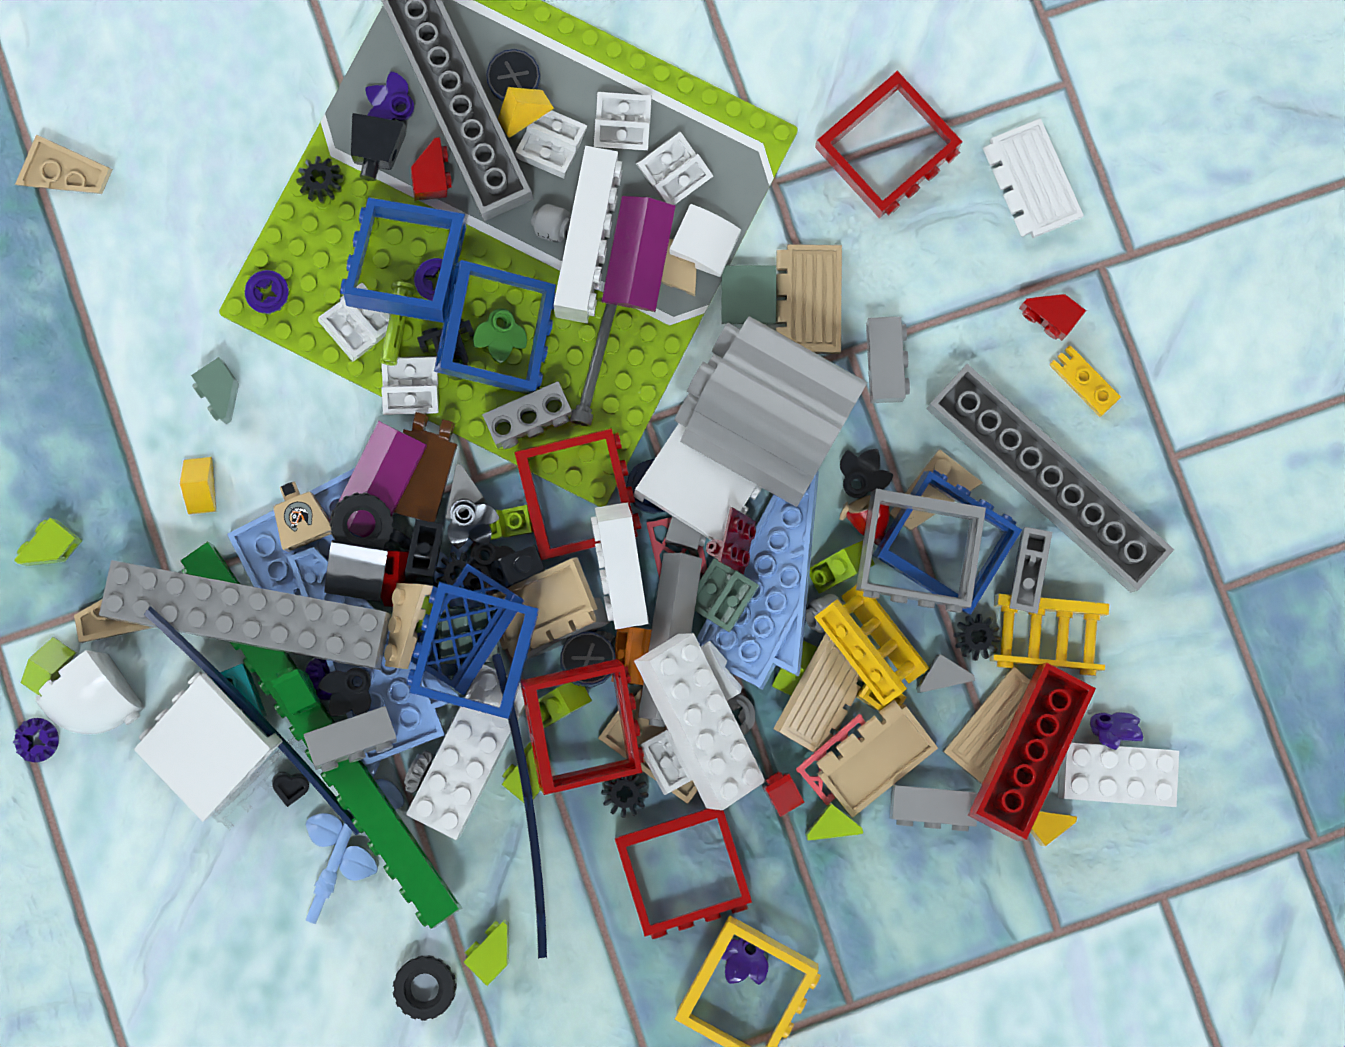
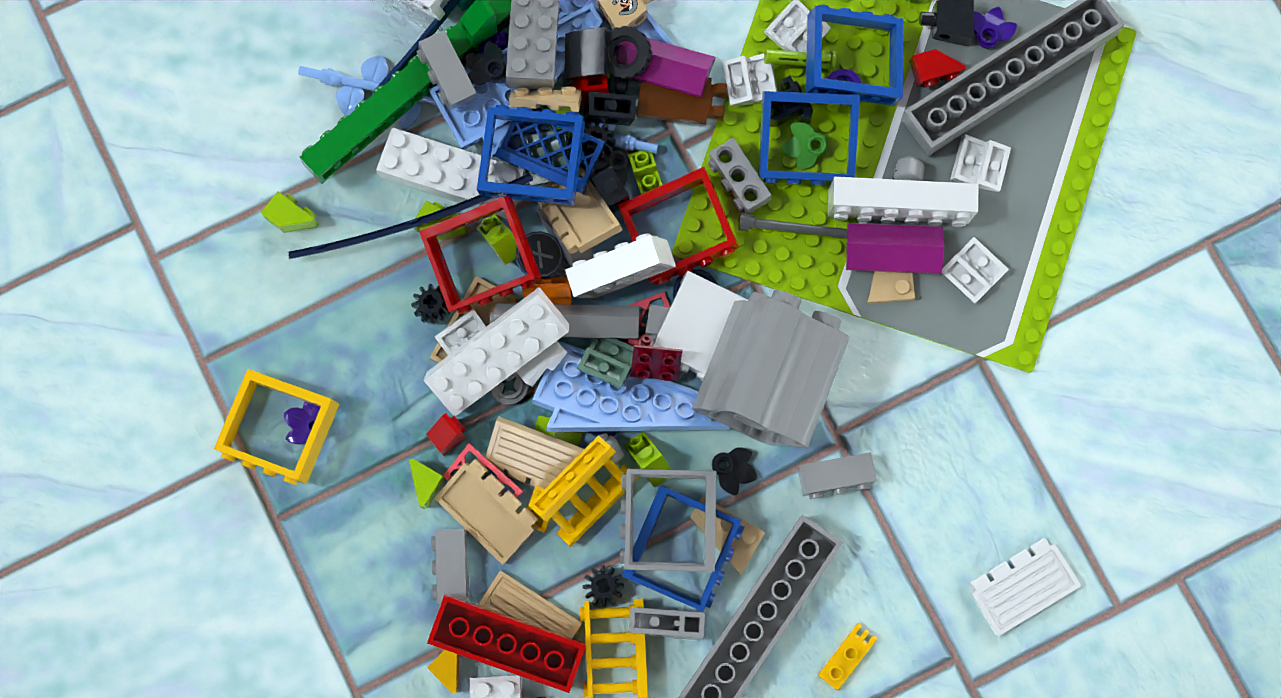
camera: 90 degrees right, 5 degrees down
(290, 787) = (405, 36): black tile -> none
(414, 1007) = (246, 151): black tyre -> none
(418, 771) = (429, 131): light grey gear -> none
(463, 488) = (665, 136): light grey slope -> none
(473, 525) = (639, 145): black plate -> none
(512, 69) = (1032, 124): black tile -> none
(522, 108) = (1004, 134): yellow slope -> none
(622, 121) = (1009, 220): white slope -> none
(686, 920) = (331, 369): red window -> none
(705, 240) = (916, 303): white slope -> none
(748, 292) = (875, 348): sand green slope -> none
(811, 296) = (881, 404): tan hinge -> none
(857, 514) = (694, 486): red hat -> none
(860, 112) = (1054, 422): red window -> none
(943, 674) = (566, 560): light grey slope -> none
(1054, 312) = (904, 620): red slope -> none

